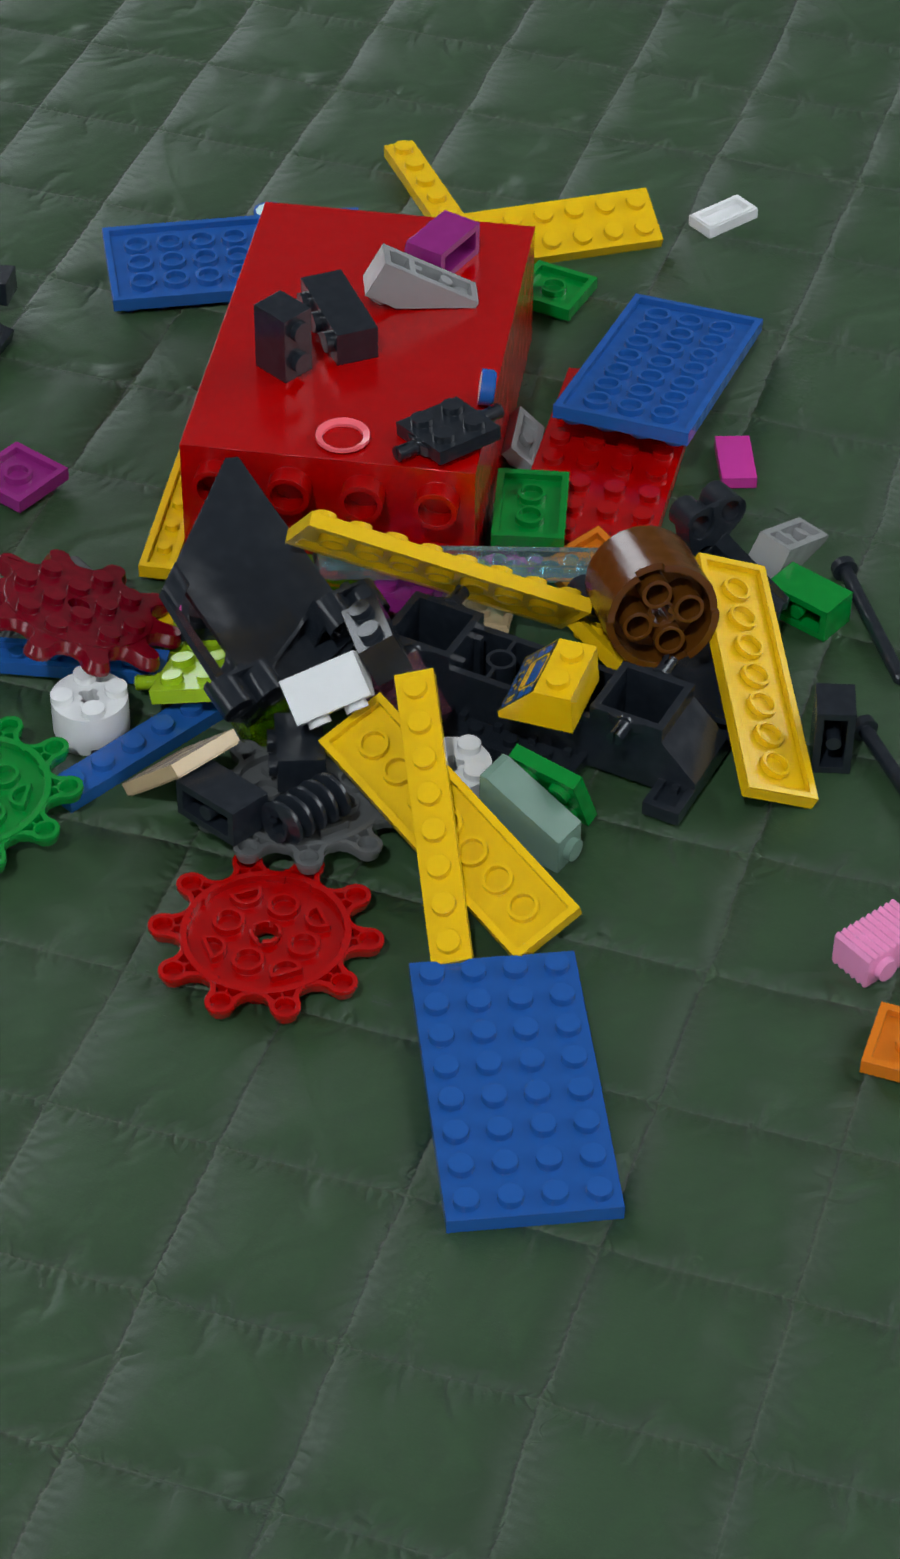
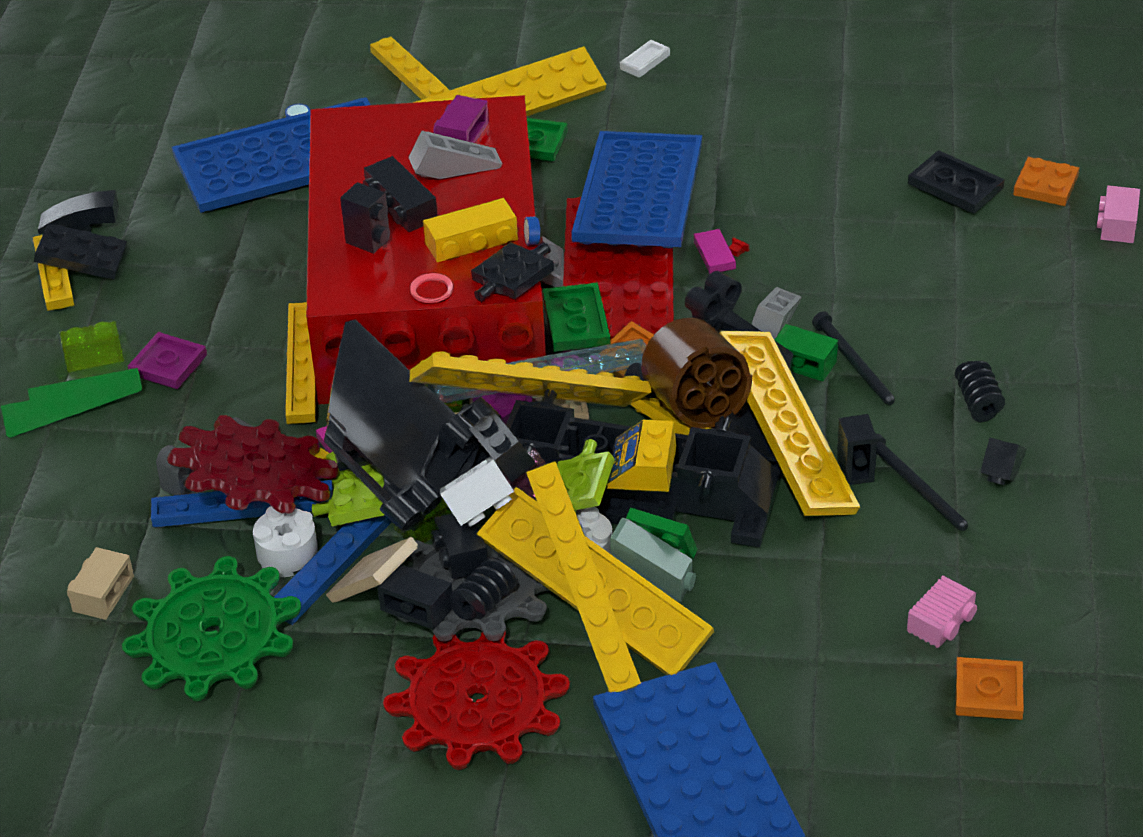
camera: 10 degrees left, 0 degrees up
(411, 373) = (470, 230): none -> yellow brick
(472, 697) = (586, 476): none -> lime plate
(767, 462) = (738, 247): none -> red piece

